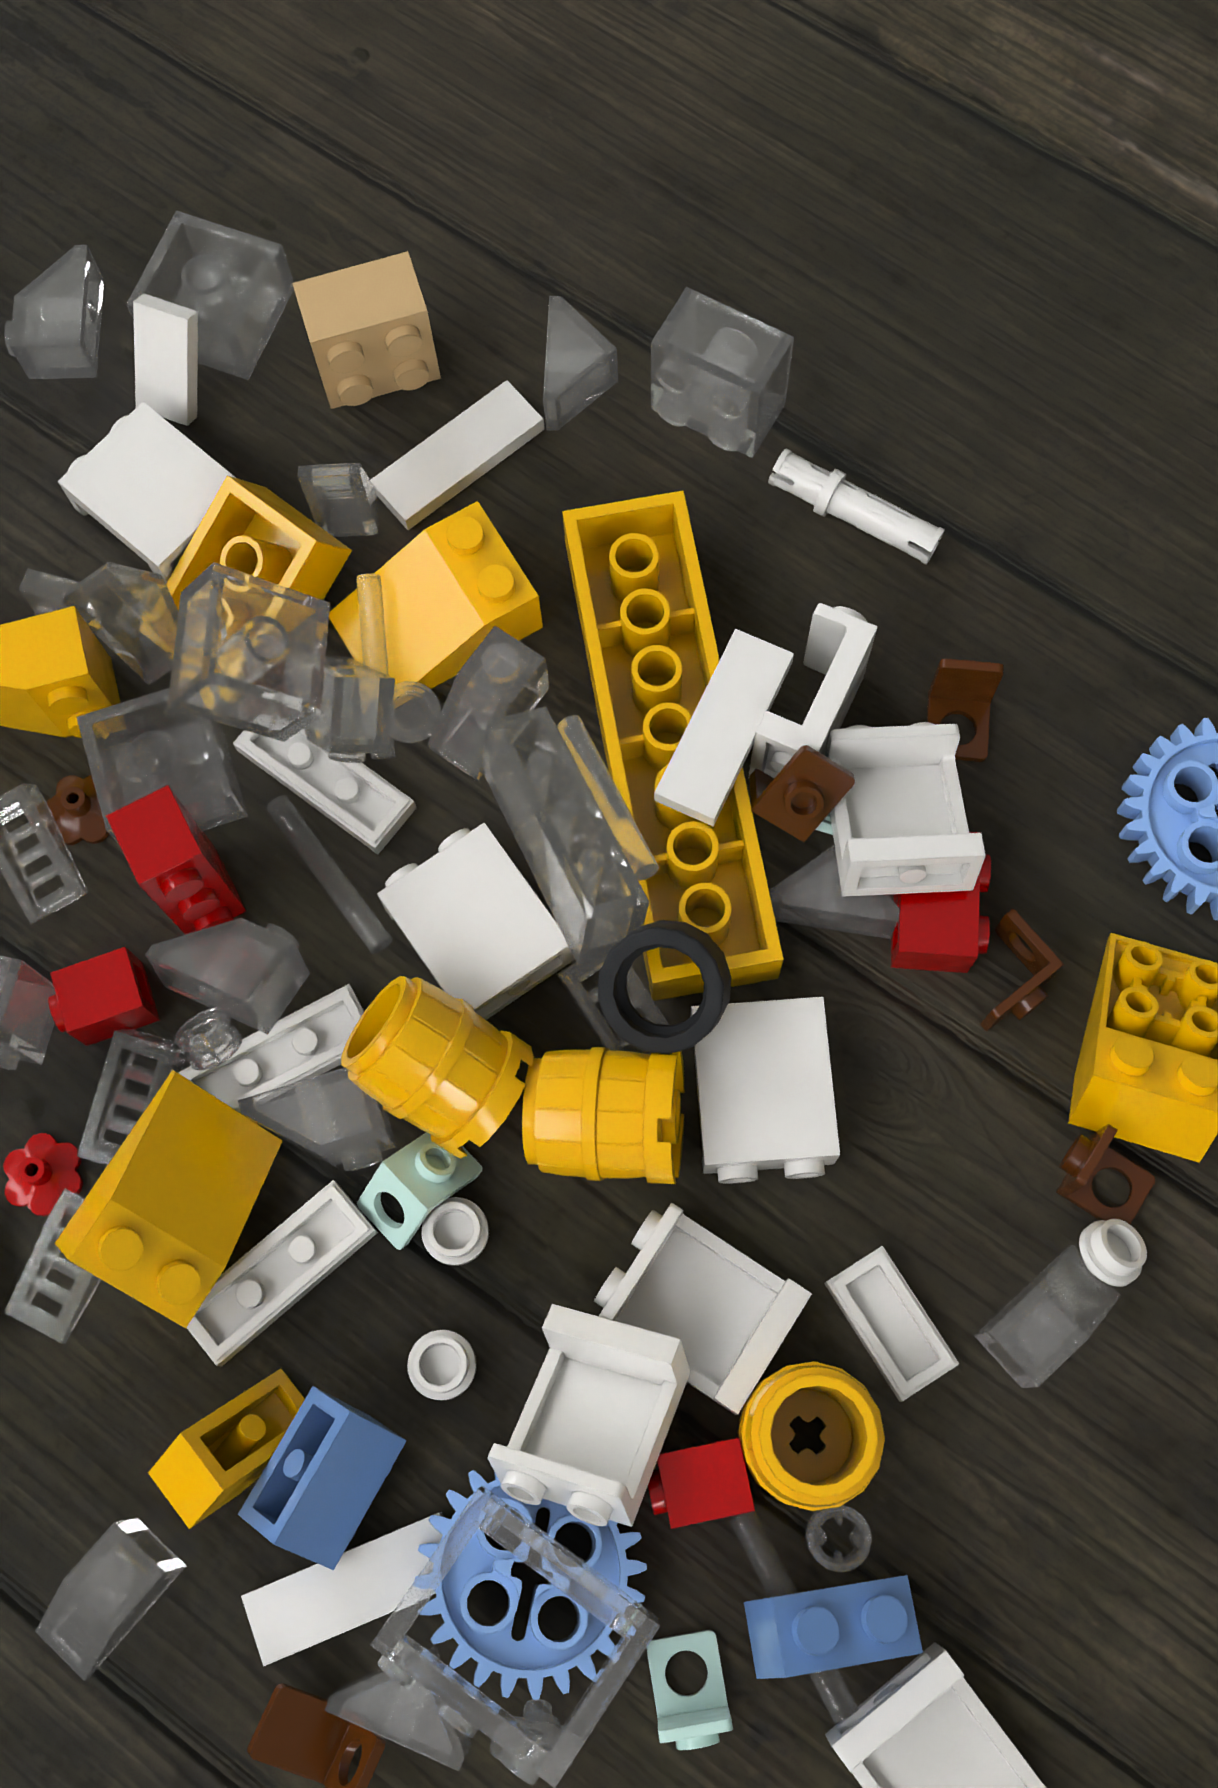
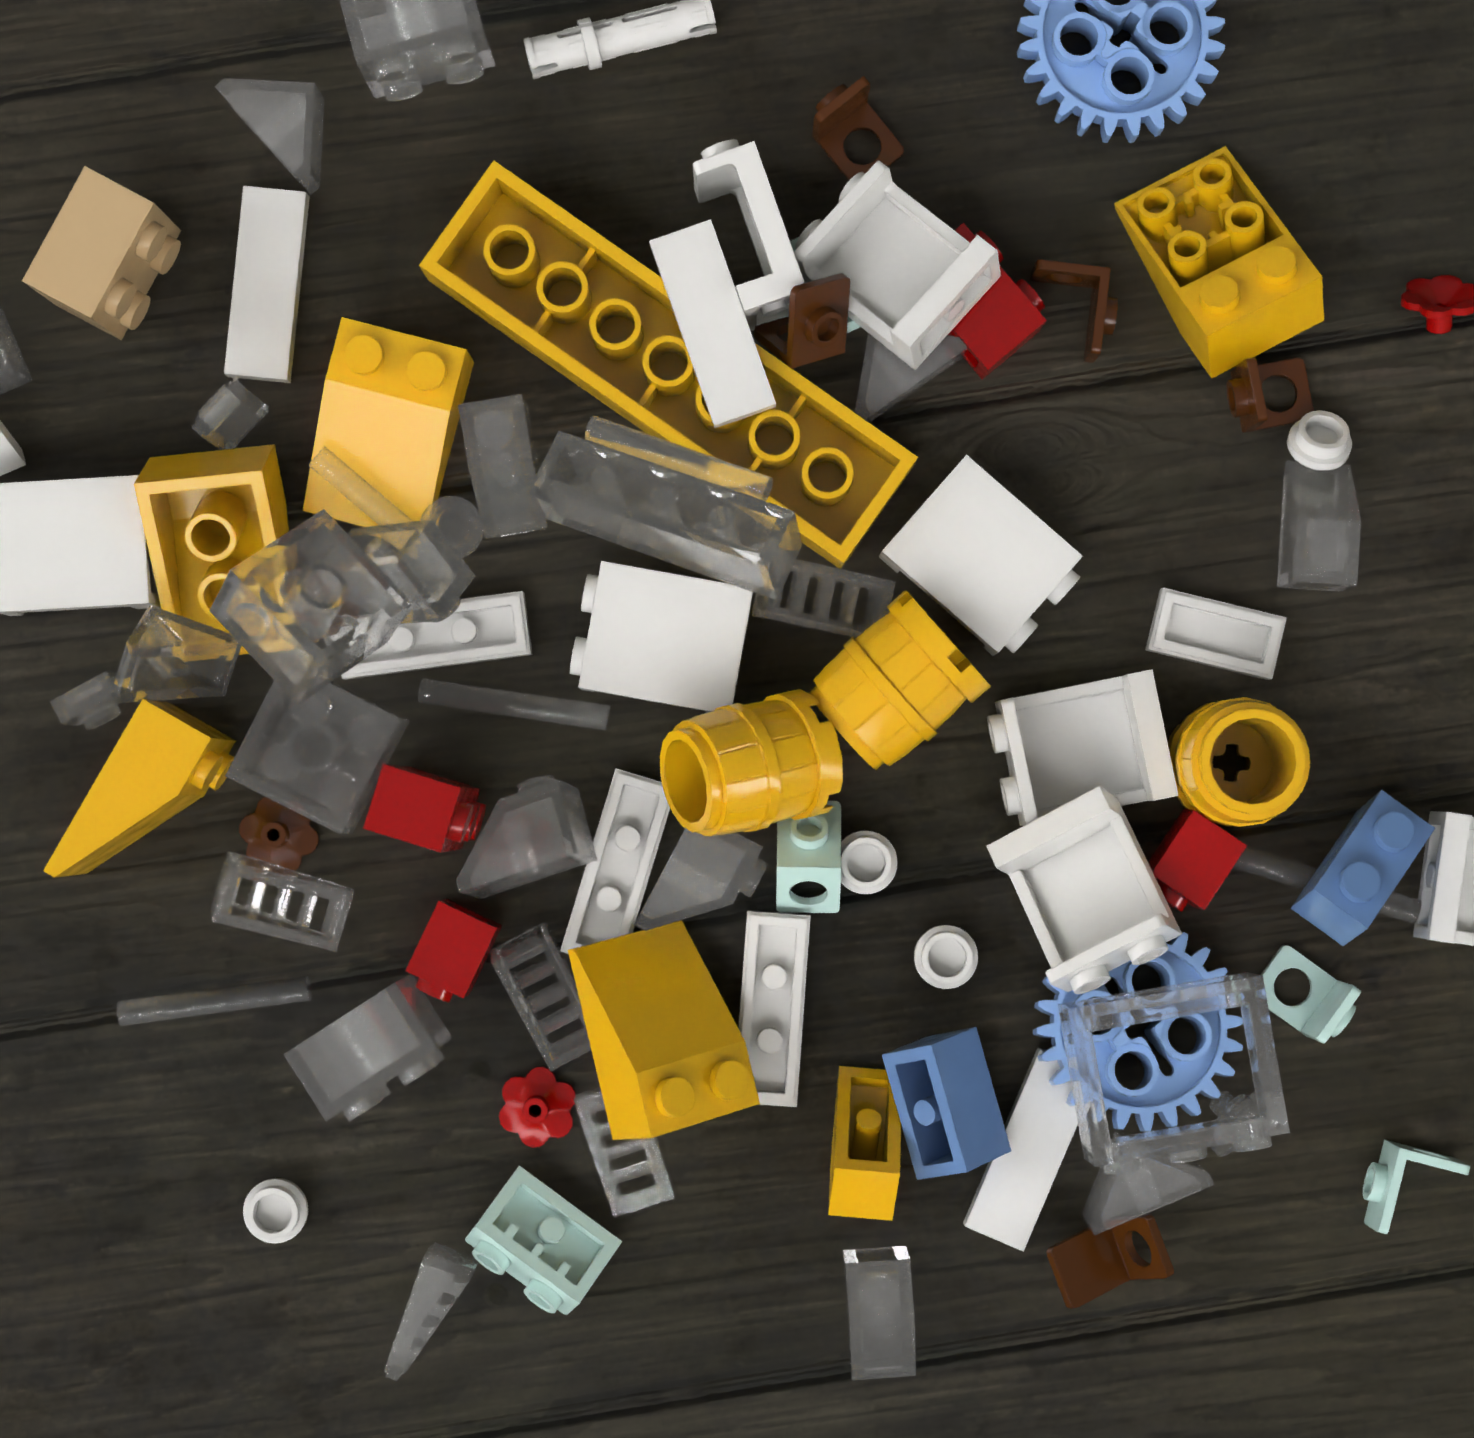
camera: 45 degrees left, 15 degrees up
(208, 1039) = (560, 903): clear bush -> none
(625, 1018) = (886, 595): black tyre -> none
(859, 1537) = (1323, 793): clear bush -> none

